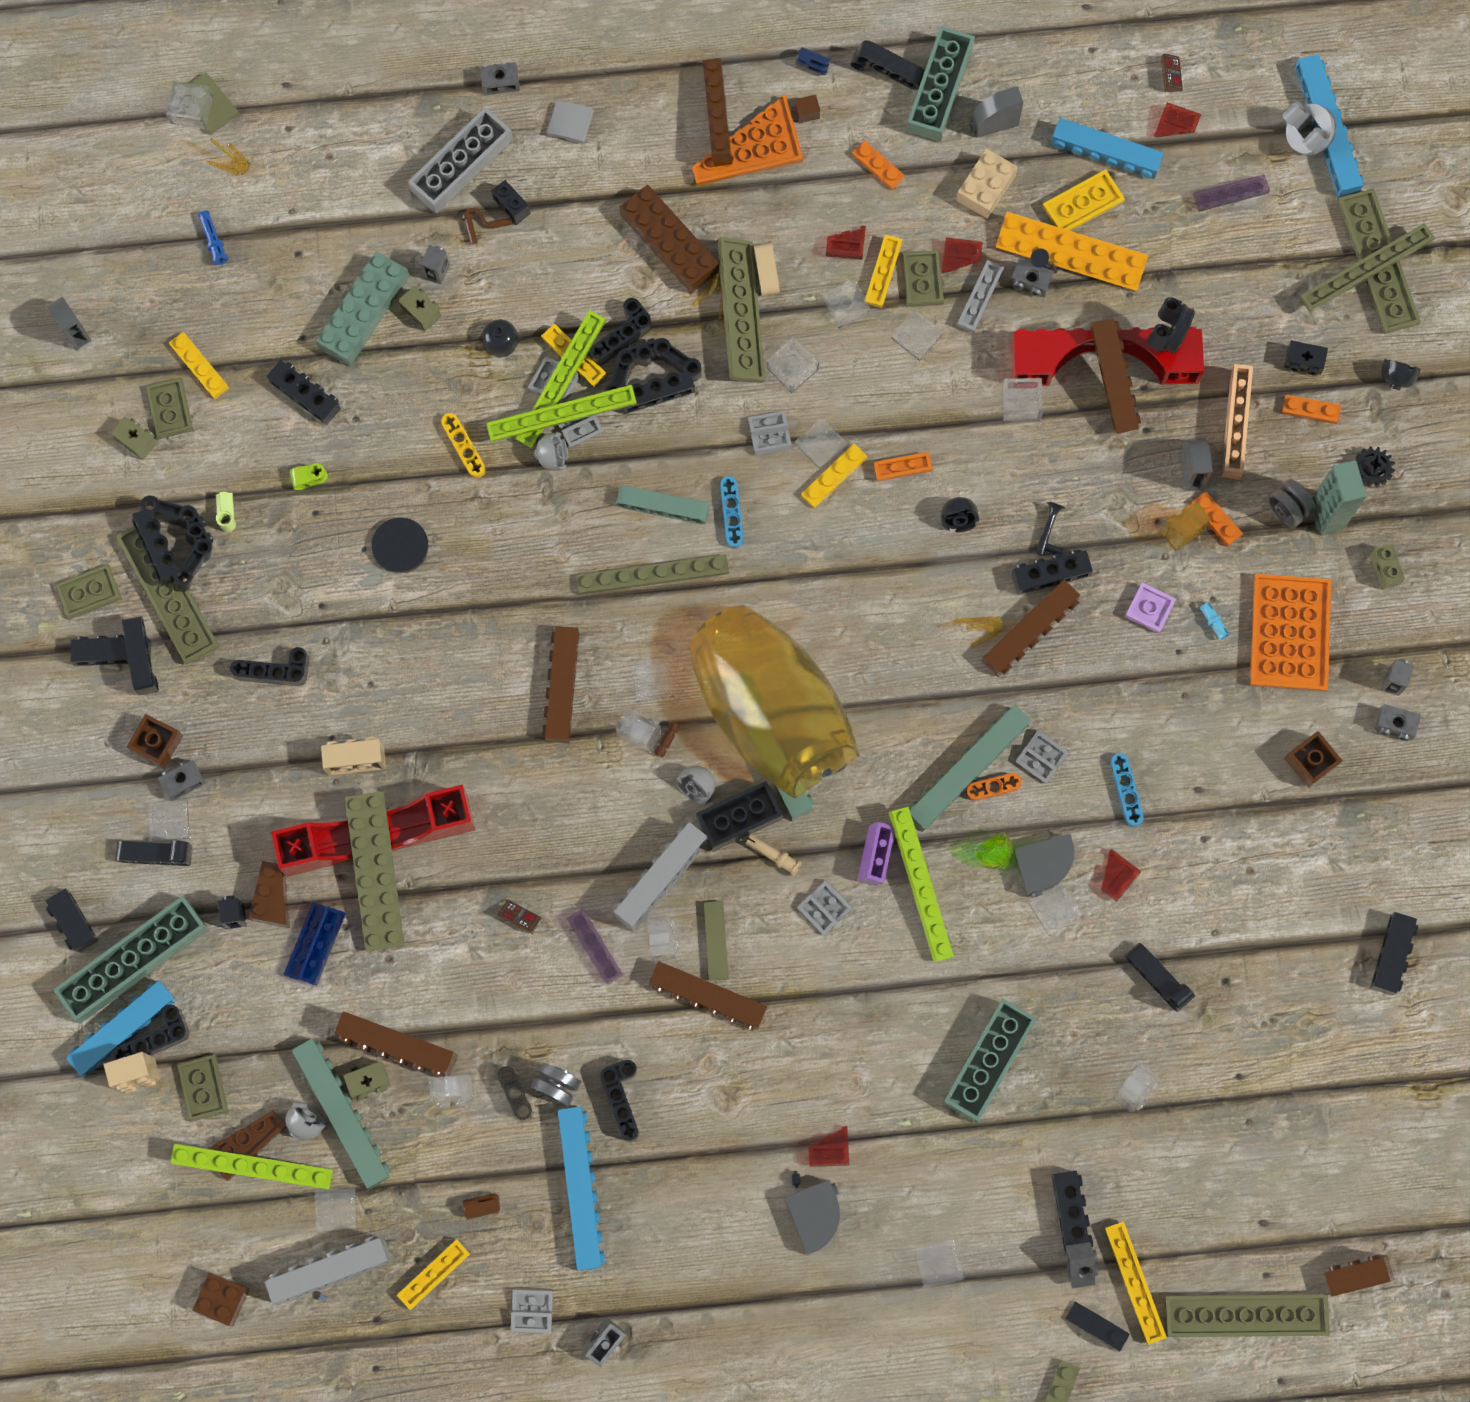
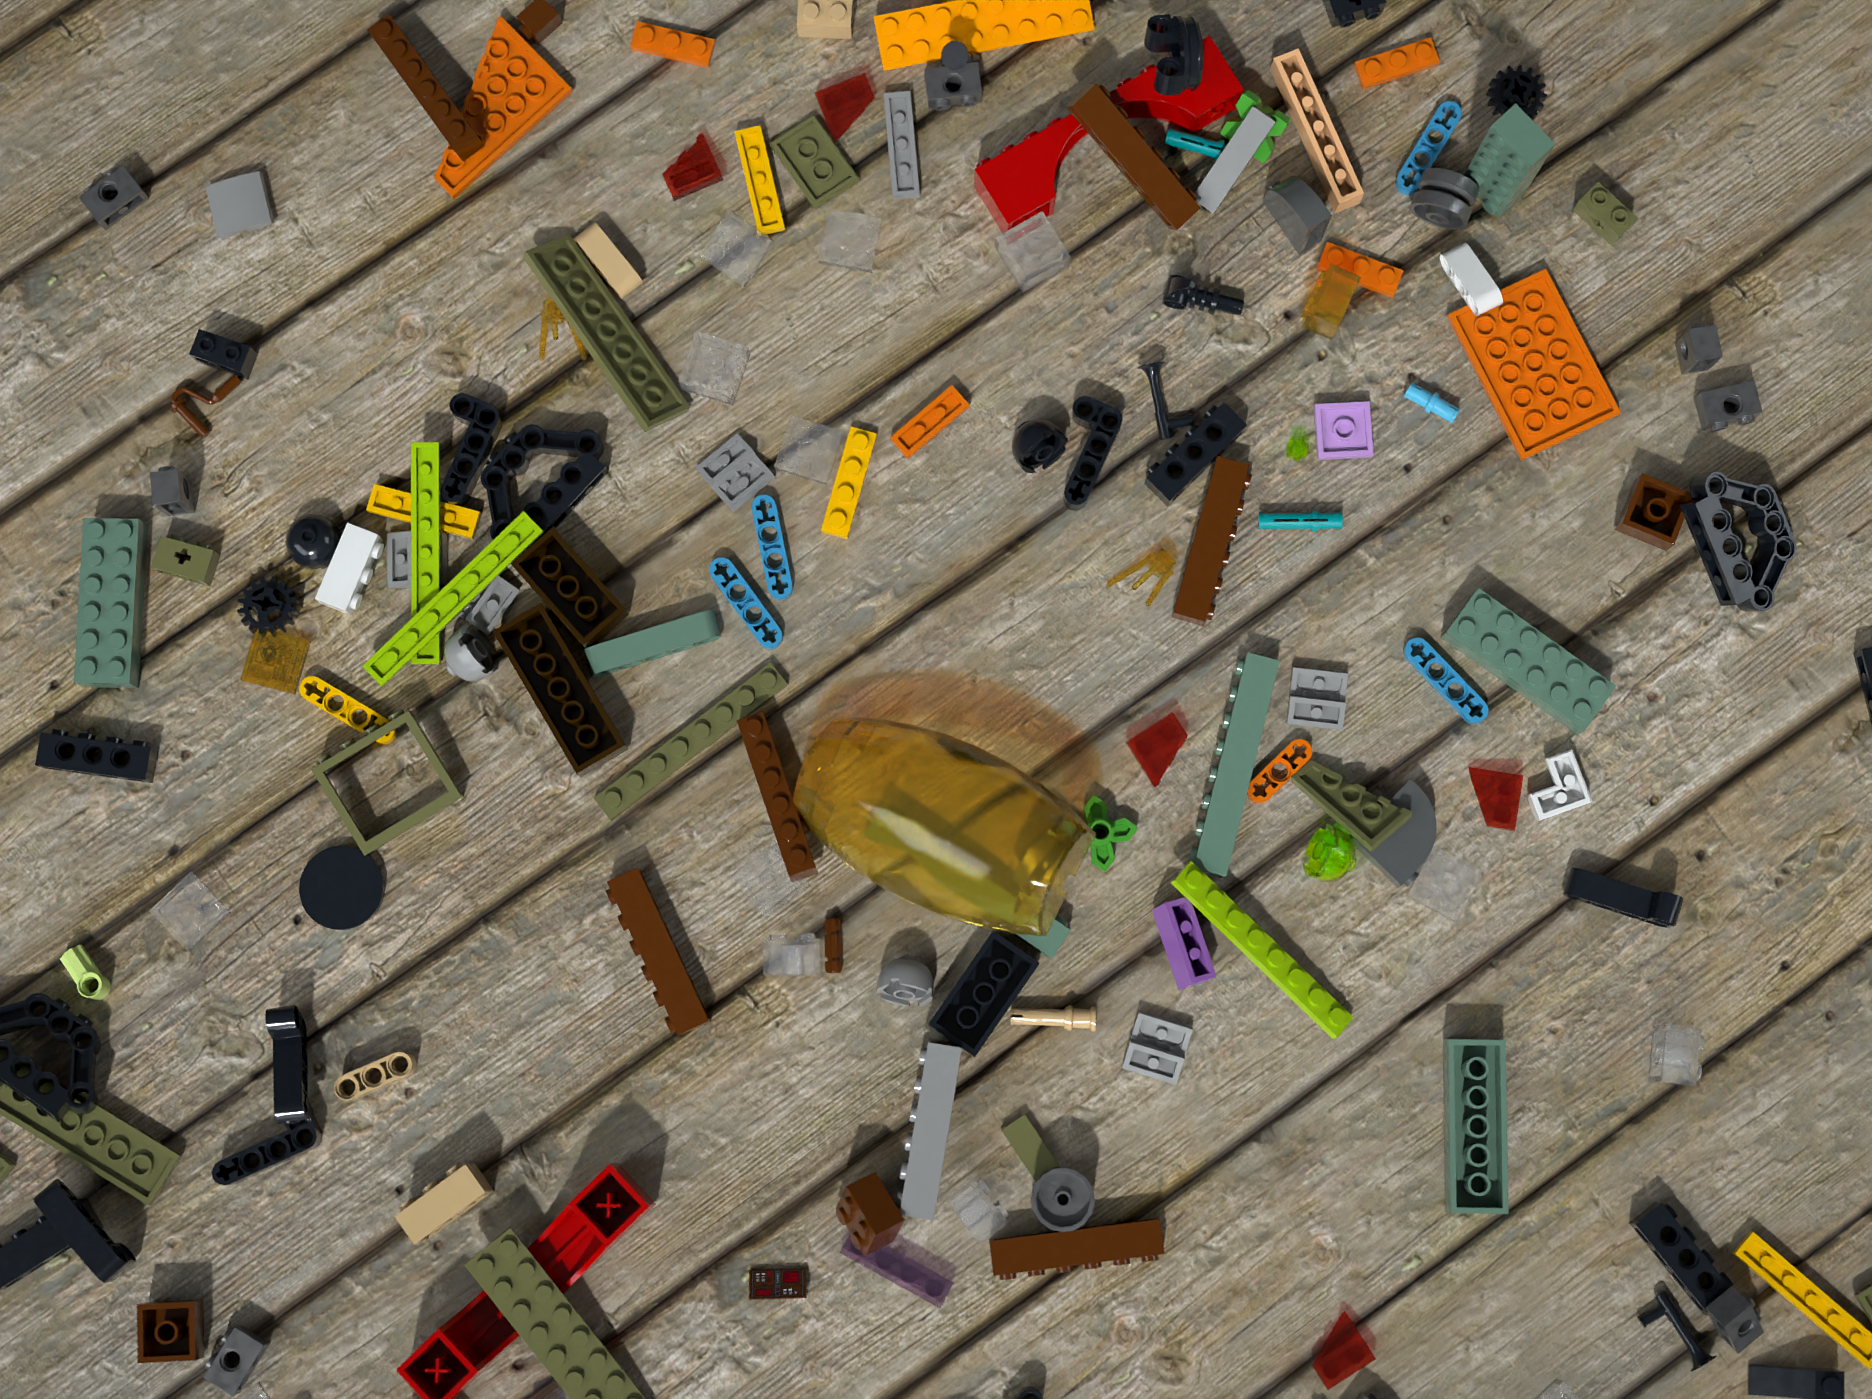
camera: 30 degrees left, 5 degrees up
(305, 476) = (164, 868): lime piece -> none
(305, 510) = (190, 911): none -> clear plate
(312, 626) = (289, 1063): none -> black beam
(363, 669) = (362, 1081): none -> tan beam
(438, 394) = (275, 661): none -> clear yellow tile
(452, 368) = (269, 594): none -> black gear
(460, 160) = (125, 335): light grey brick -> none
(475, 528) = (371, 735): none -> olive window
(511, 365) = (350, 569): none -> white brick
(593, 501) = (560, 690): none -> dark brown brick
(596, 903) = (869, 1214): none -> reddish brown brick
(633, 446) = (570, 588): none -> dark brown brick
(669, 238) = (459, 289): reddish brown brick -> none
(683, 633) = (777, 797): none -> reddish brown brick
(719, 971) = (1079, 1198): none -> flat silver wheel
(766, 488) = (774, 547): none -> dark azure beam
(874, 766) = (1114, 831): none -> bright green plant
(928, 731) = (1157, 746): none -> clear red wing
(986, 538) = (1088, 456): none -> black beam
(1024, 829) = (1356, 810): none -> olive wing
(1044, 1237) = (1667, 1308): none -> black piece
(1099, 472) = (1183, 290): none -> black piece
(1109, 654) = (1334, 520): none -> teal pin
(1116, 603) = (1297, 448): none -> clear neon green plate
(1161, 896) = (1568, 788): none -> white brick
(1169, 400) = (1195, 143): none -> teal pin
(1176, 411) = (1234, 159): none -> light grey tile
(1183, 805) = (1528, 661): none -> sand green brick
(1201, 398) = (1244, 106): none -> bright green plant
(1280, 560) = (1471, 279): none -> white beam
(1300, 468) = (1426, 147): none -> dark azure beam
(1336, 792) = (1769, 563): none -> black brick

